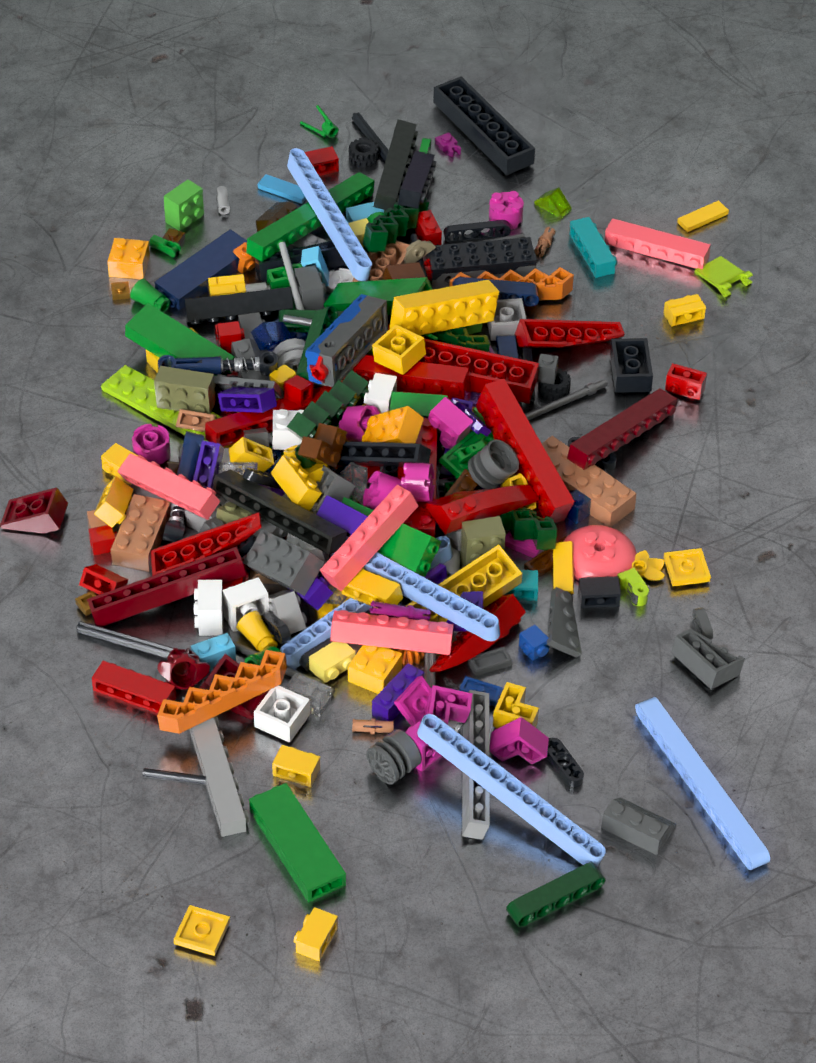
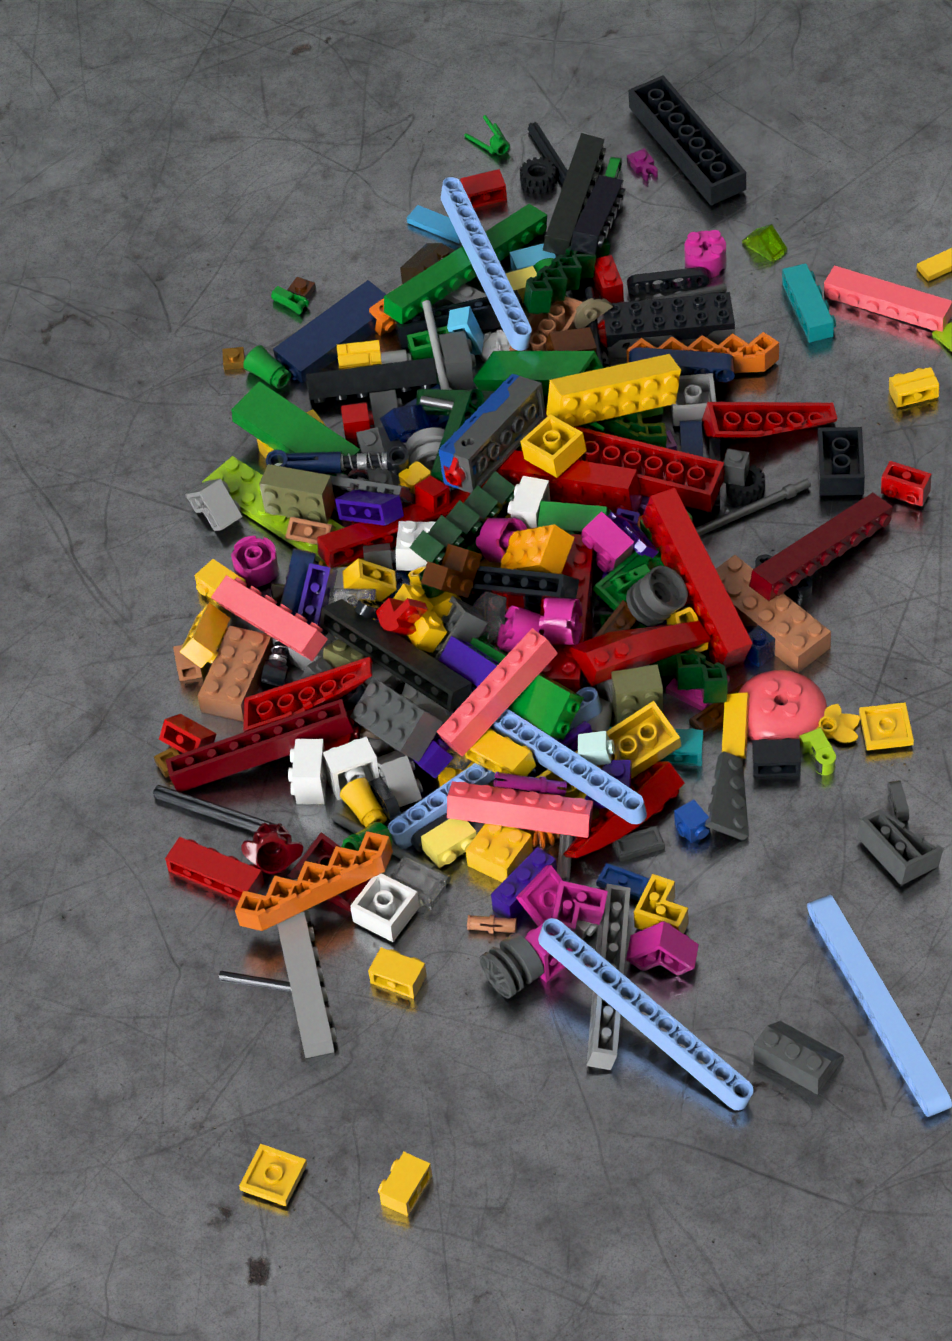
camera: 10 degrees right, 5 degrees up
(35, 512) = (114, 645): dark red slope -> none
(101, 539) = (189, 681): red brick -> none
(115, 400) = (215, 502): none -> light grey brick
(128, 258) = (245, 317): light orange brick -> none
(183, 205) = (314, 248): bright green brick -> none
(214, 648) = (310, 824): medium azure brick -> none
(222, 200) = (363, 240): light grey bar -> none
(282, 480) = (400, 615): none -> red brick
(297, 842) = (391, 1068): green brick -> none
(454, 580) = (596, 747): none -> light aqua brick
(544, 241) = (750, 294): nougat pin -> none
(555, 894) = (691, 1142): dark green beam -> none
(564, 770) = (715, 984): black beam -> none

